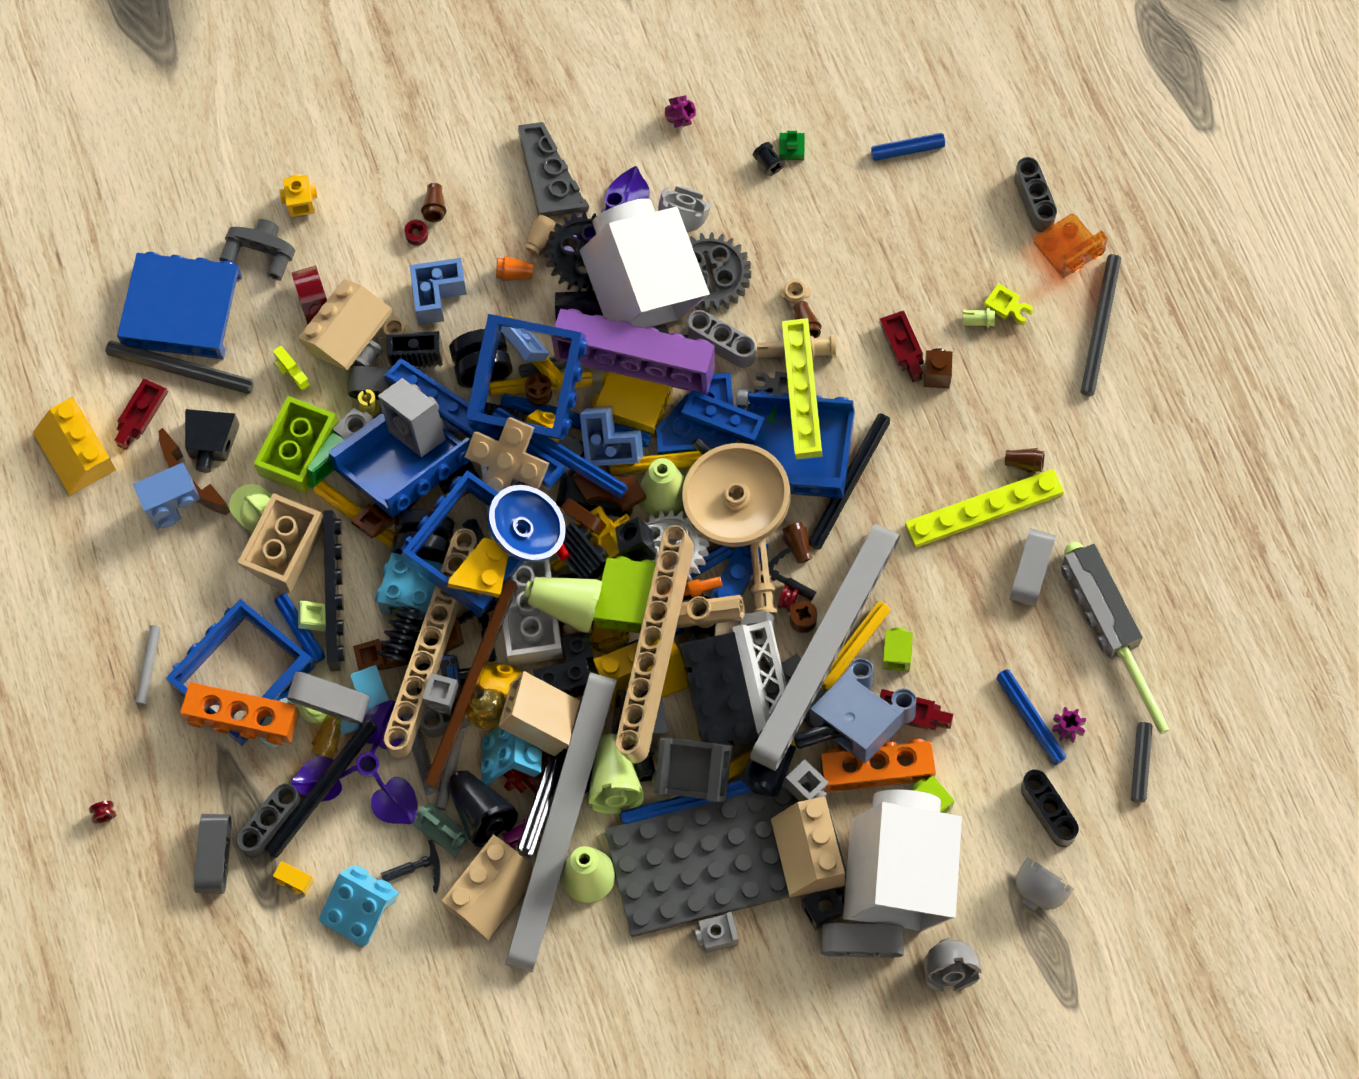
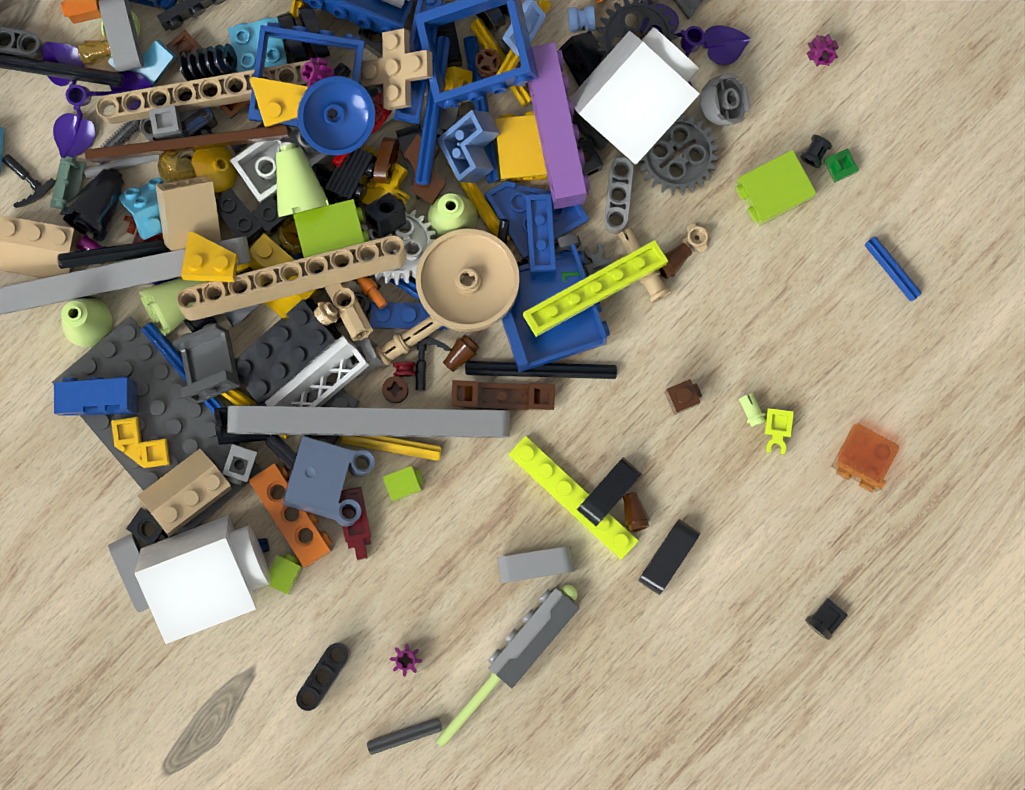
camera: 60 degrees right, 15 degrees up
(475, 521) = (316, 70): none -> magenta gear
(539, 295) = (579, 19): none -> light blue wheel
(599, 709) = (207, 261): none -> yellow wing
(672, 888) = (95, 396): none -> blue wedge
(704, 629) = (326, 313): none -> tan plate
(727, 937) = (93, 455): light grey brick -> none
(730, 883) = (128, 440): none -> yellow tile
(785, 206) = (775, 188): none -> lime brick
(858, 522) = (502, 395): none -> reddish brown slope
(903, 344) = (694, 355): dark red hinge -> none
(951, 964) = (147, 655): light grey cylinder -> none
(996, 469) = (609, 491): none -> black beam
(1031, 717) = (399, 624): blue axle -> none
(1035, 184) = (911, 401): dark grey beam -> none
(1041, 886) = (250, 701): light grey cylinder -> none
(1081, 448) = (669, 557): none -> black beam
(1100, 325) = (801, 520): dark grey axle -> none
(1202, 344) = (826, 619): none -> black tile

